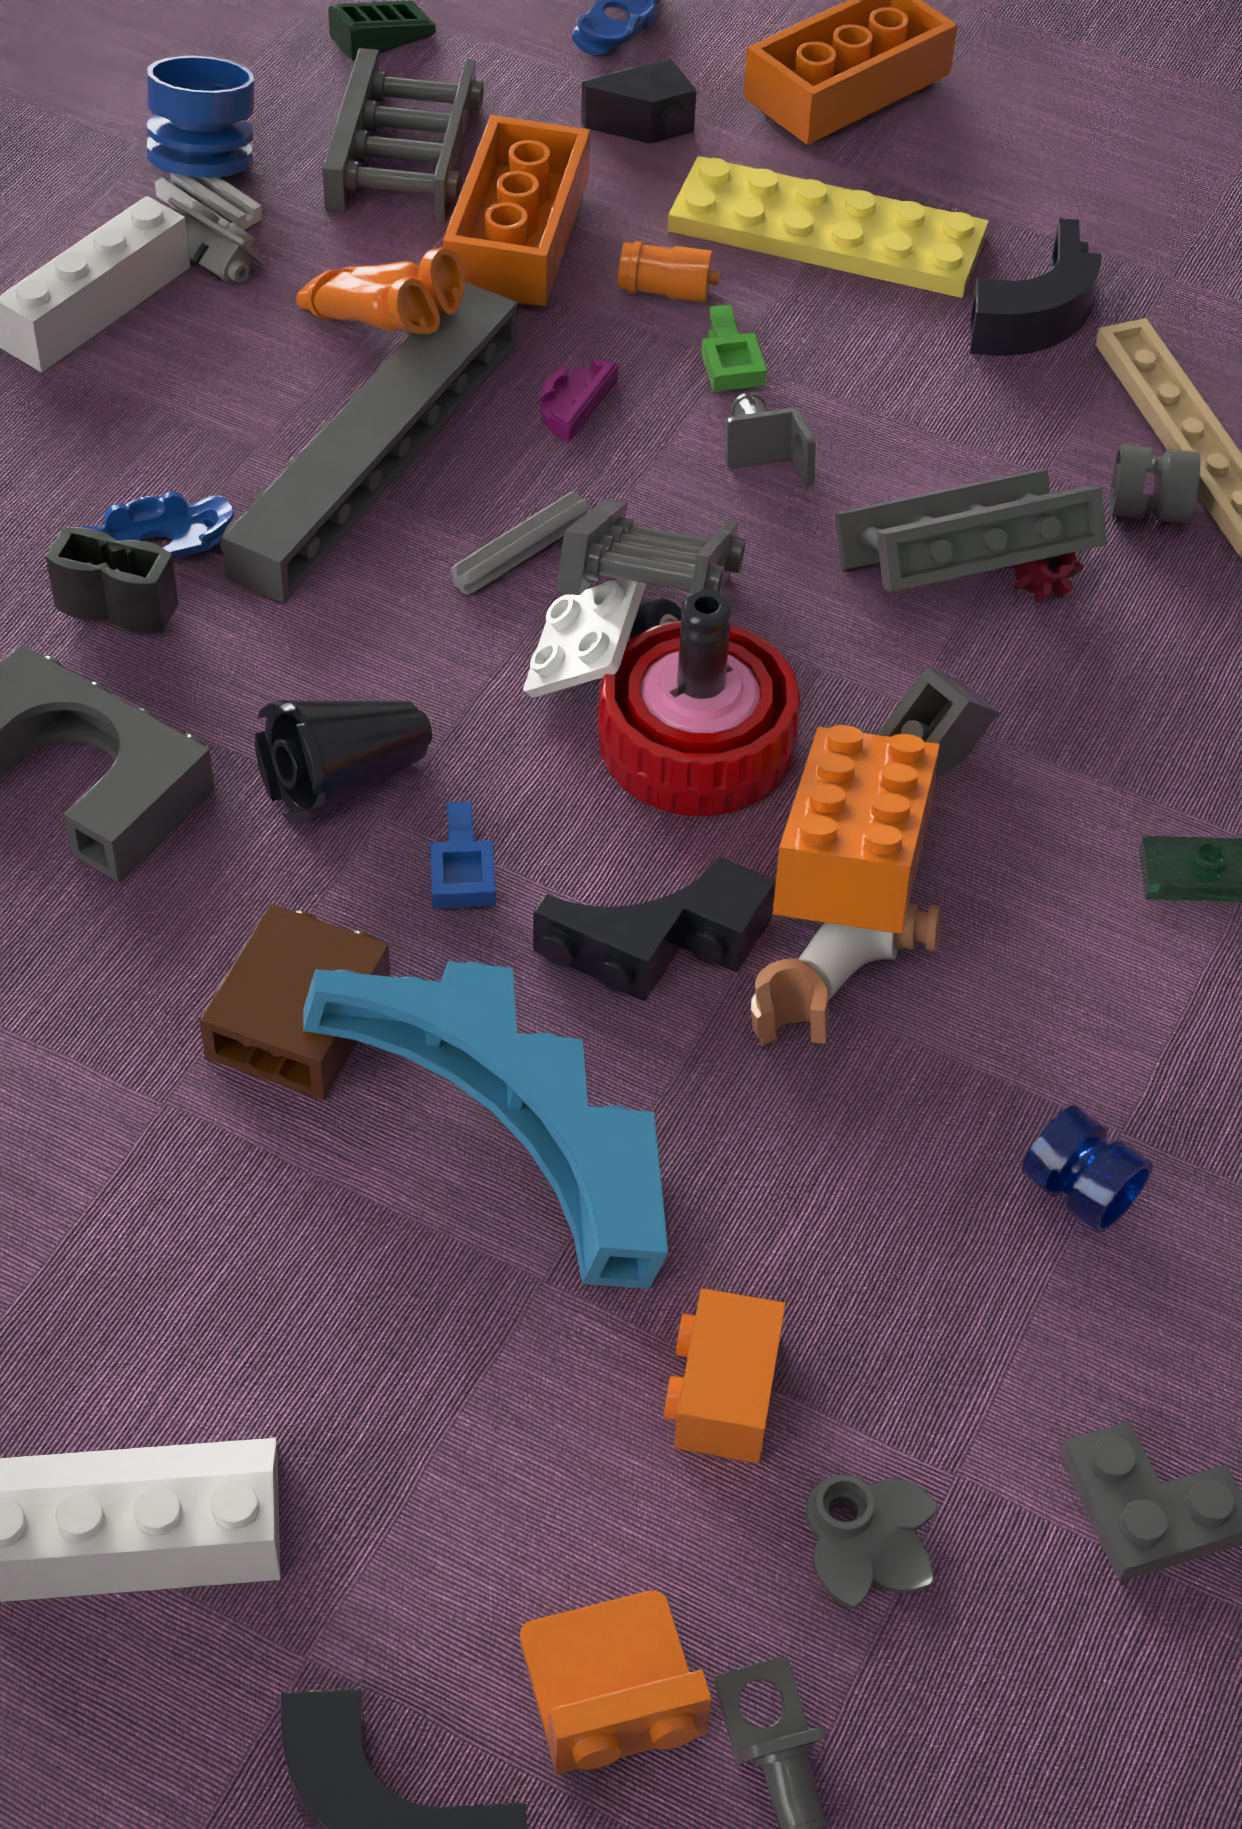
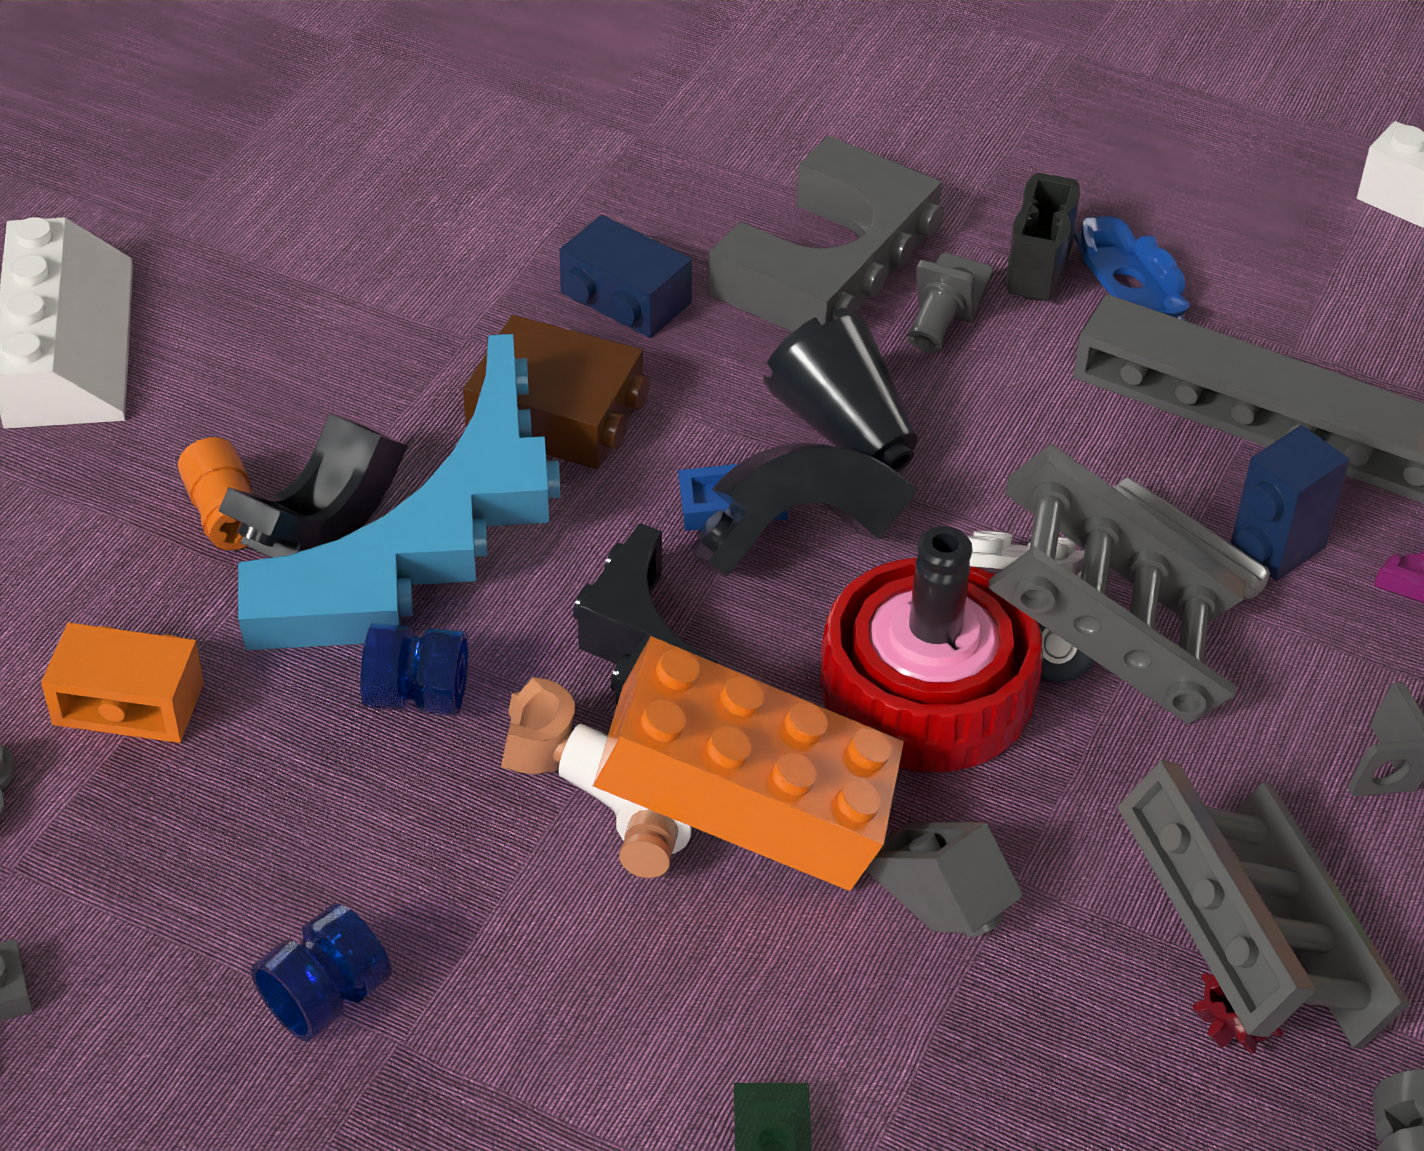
camera: 90 degrees right, 5 degrees down
(110, 936) = (626, 275): none -> dark blue brick
(180, 672) = (946, 291): none -> dark grey bracket
(437, 1308) = (207, 472): none -> orange piece
(464, 1207) = (329, 496): none -> black arch
(498, 801) = (768, 483): none -> black arch
(519, 451) = (1289, 501): none -> dark blue brick
(713, 1109) = (416, 669): none -> clear blue wheel

